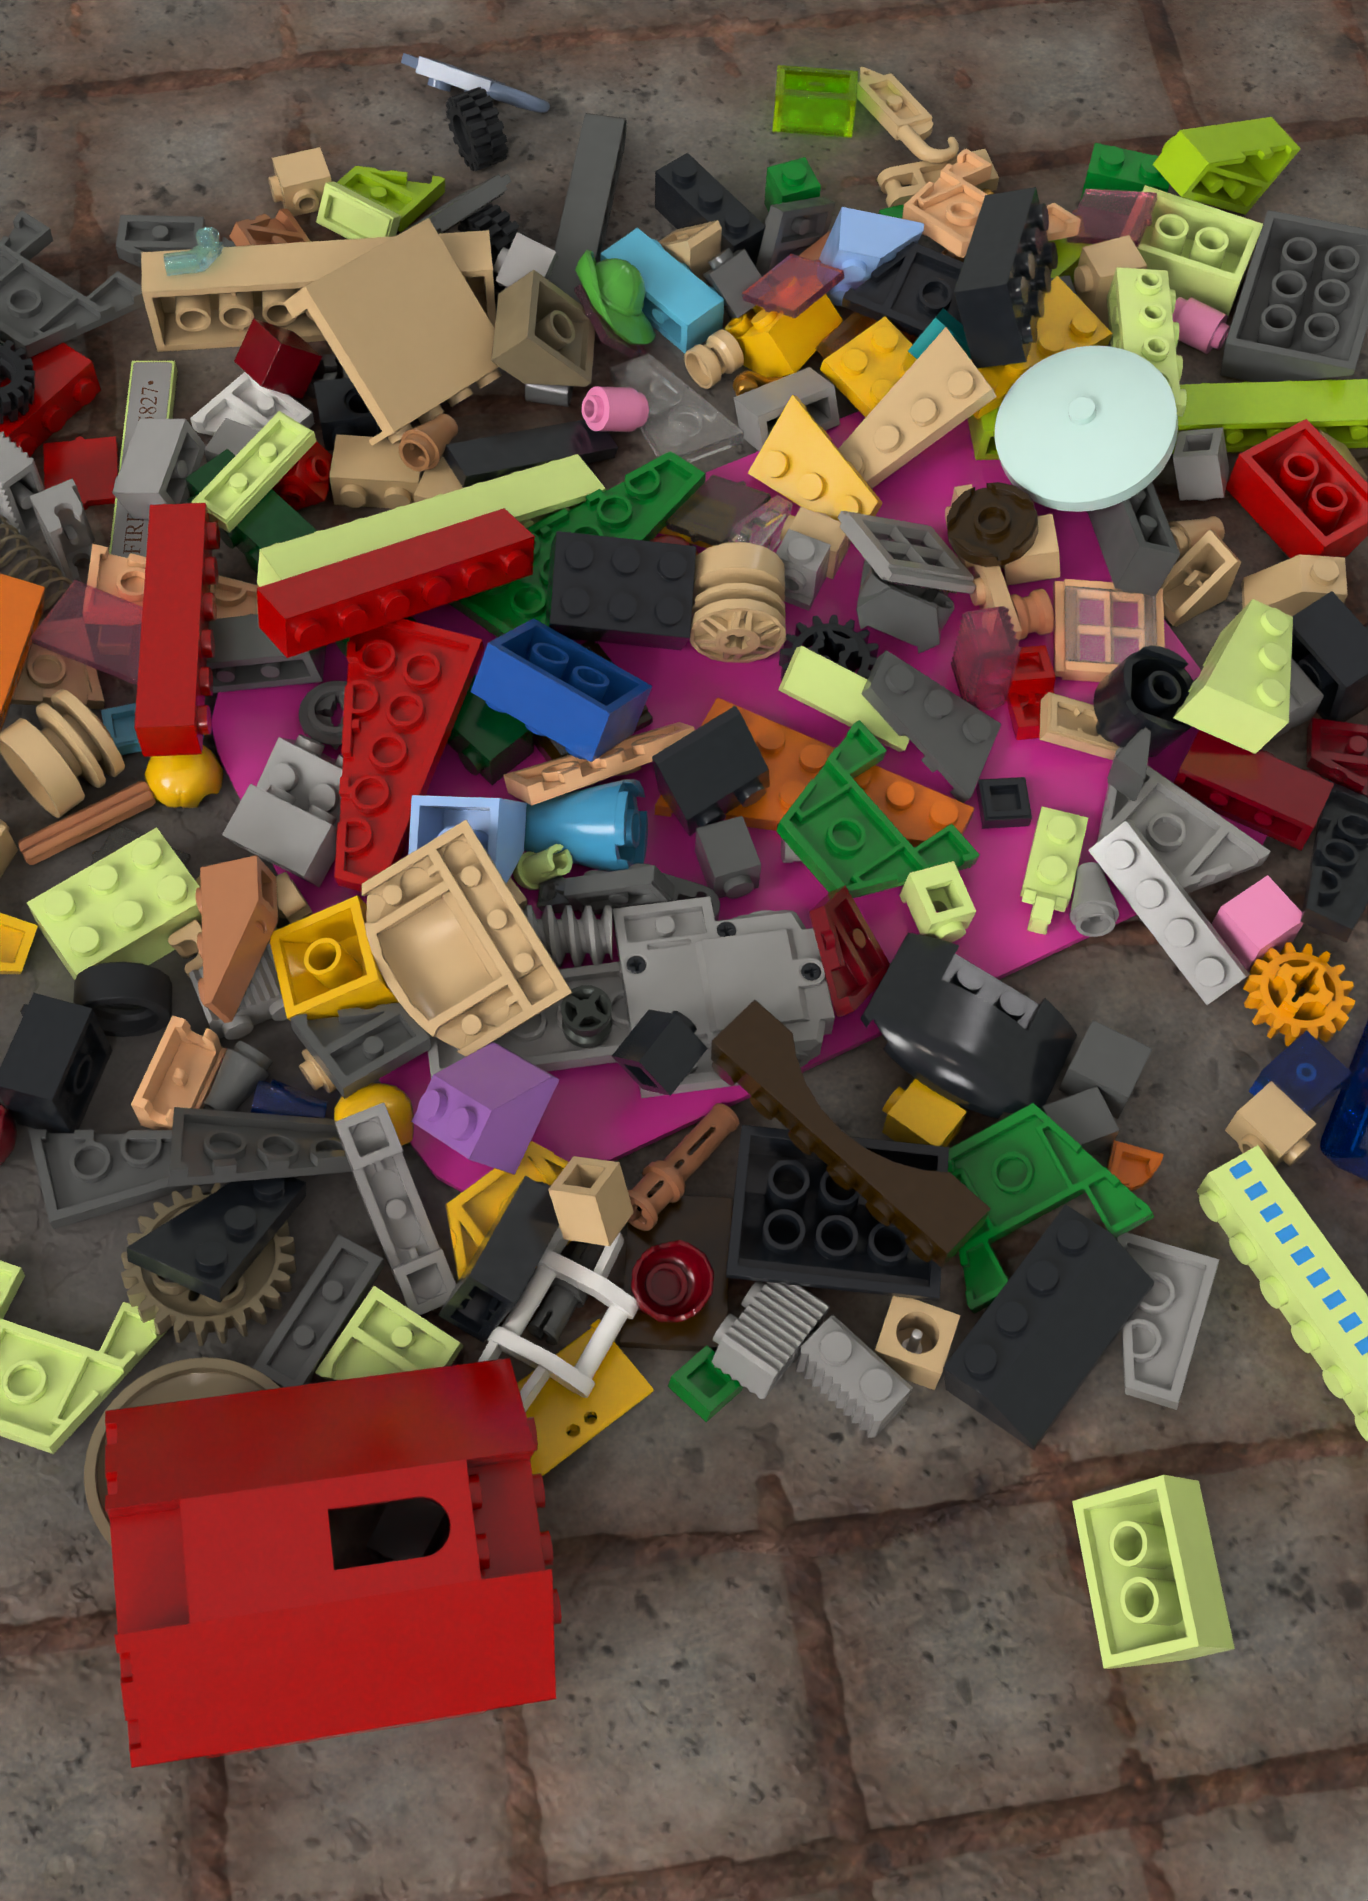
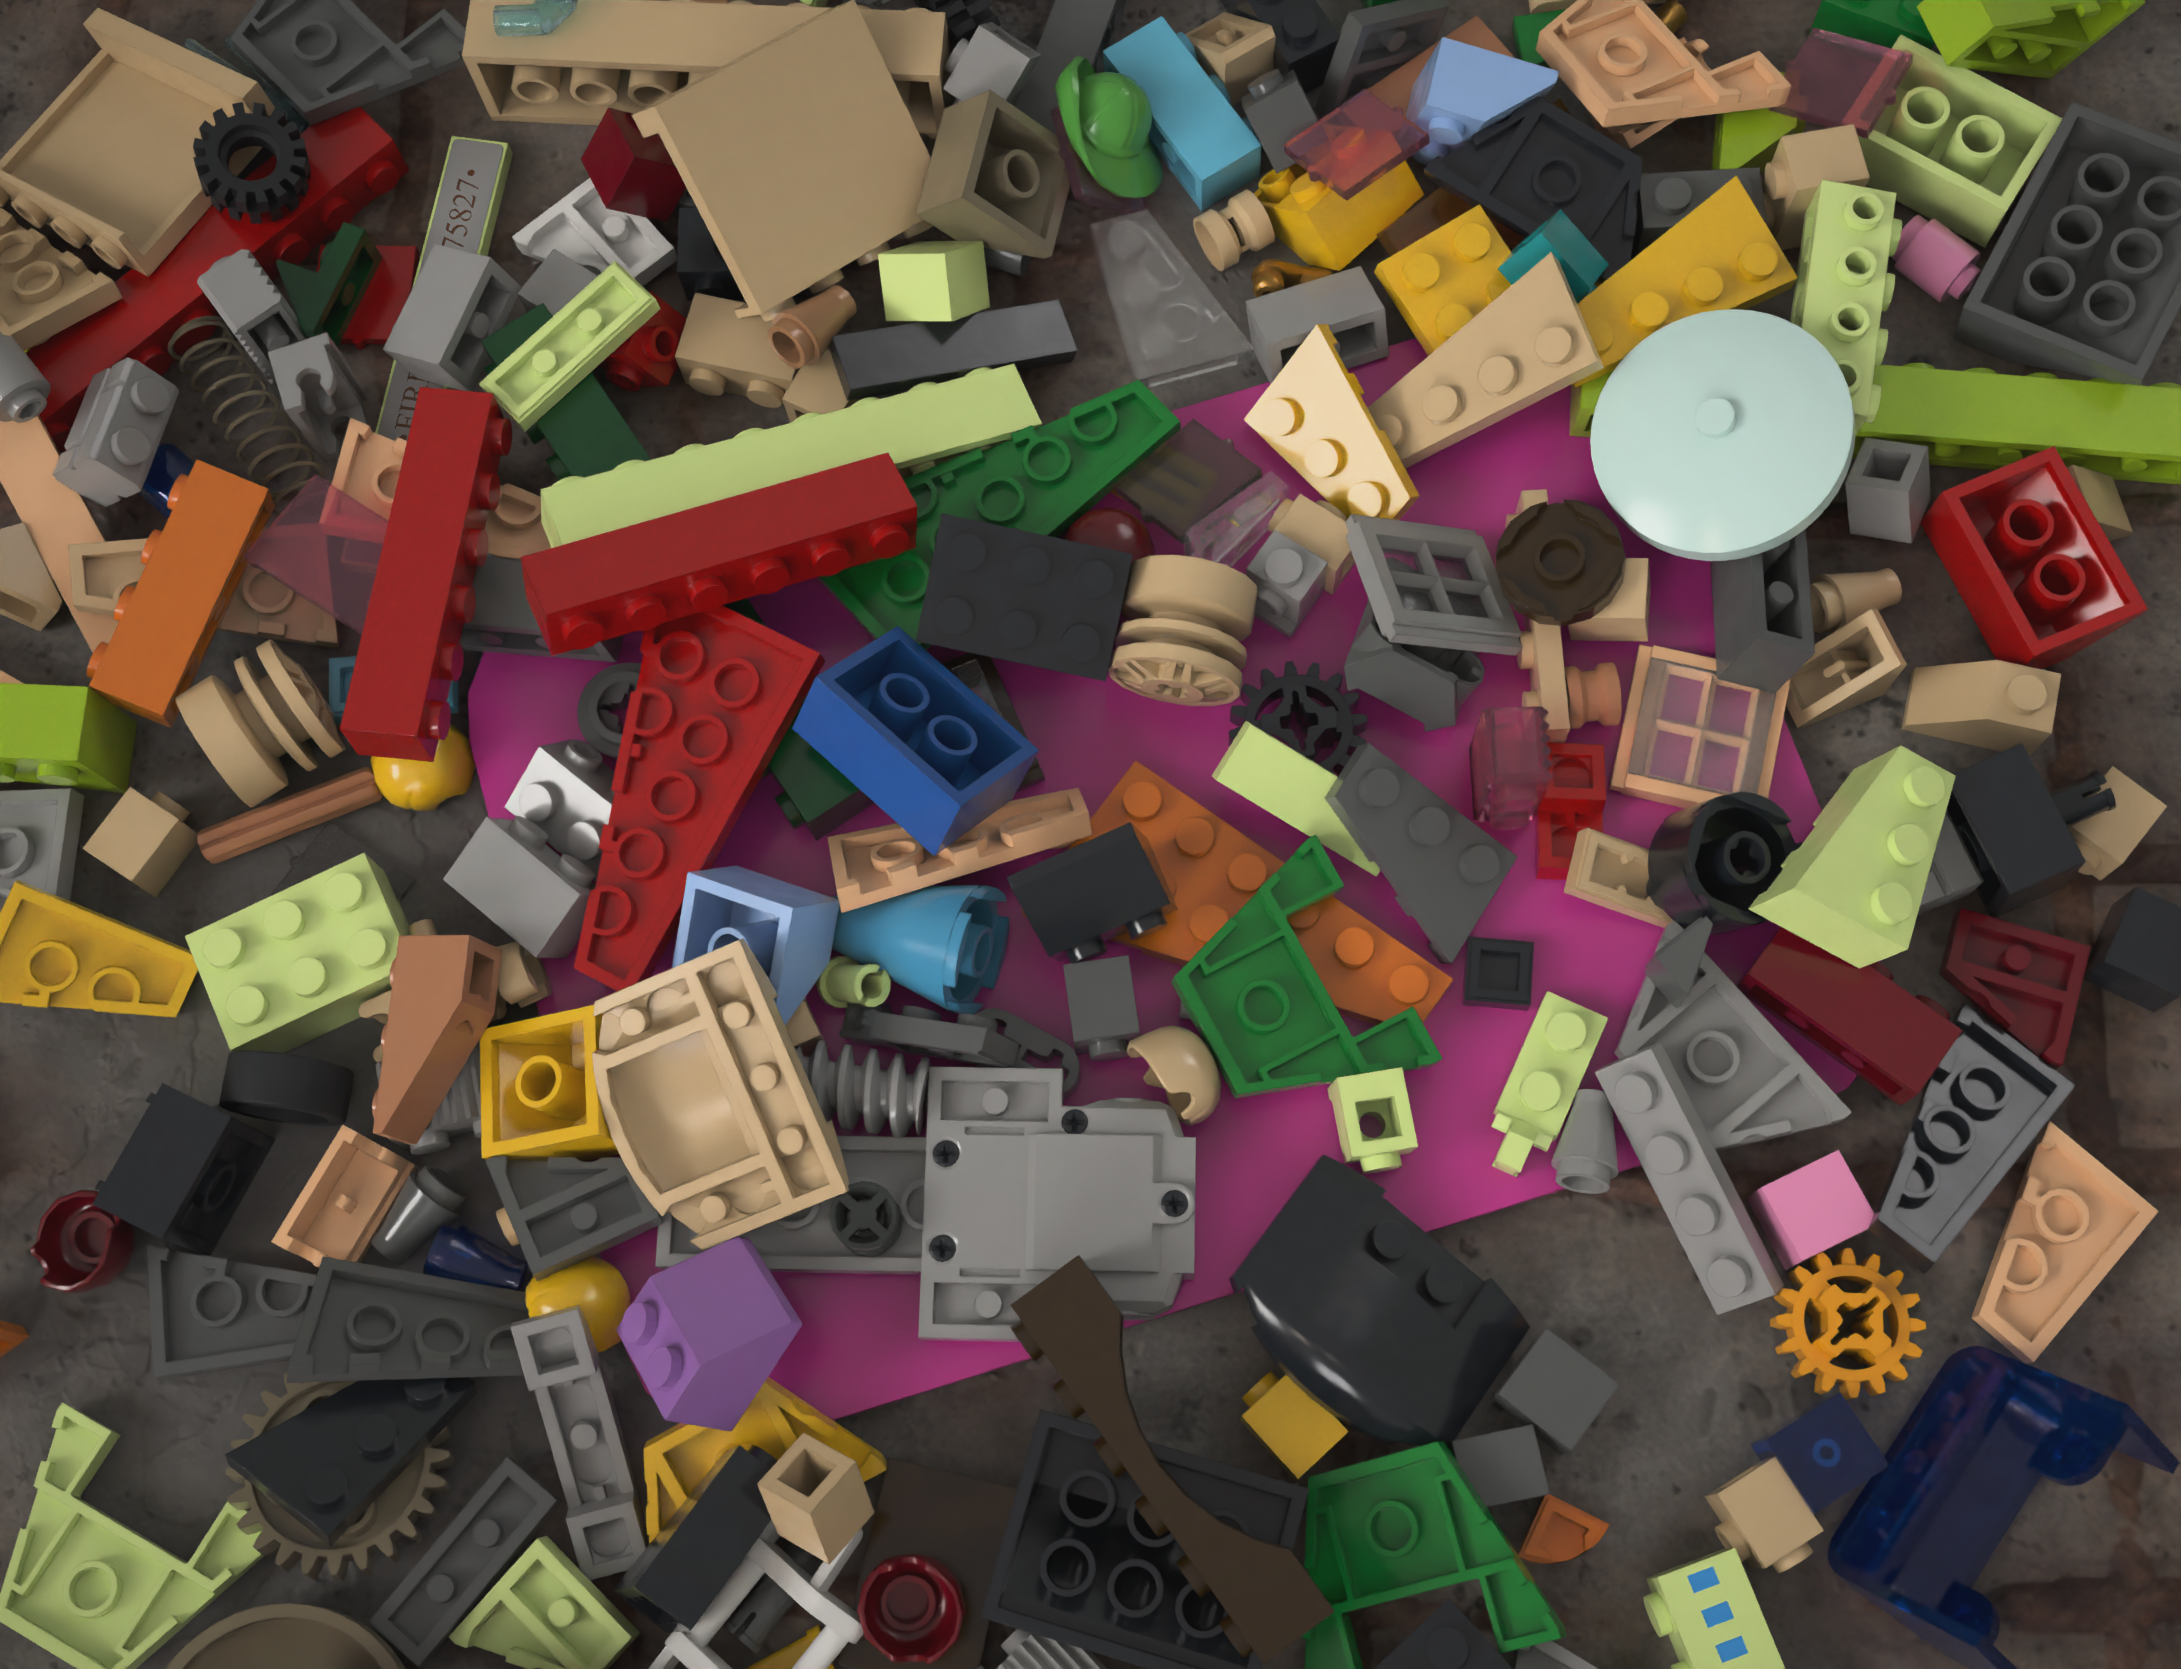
camera: 20 degrees right, 10 degrees up
(66, 455) = (331, 296): none -> dark green slope
(509, 407) = (934, 281): none -> yellowish green piece
(614, 409) = (1079, 297): bright pink brick -> none
(660, 1051) = (945, 1301): black brick -> none
(667, 1177) = (926, 1453): nougat pin -> none
(791, 886) = (1183, 1068): none -> tan hair
(847, 950) = (1231, 1179): dark red wing -> none
(1006, 277) = (1651, 186): black brick -> none

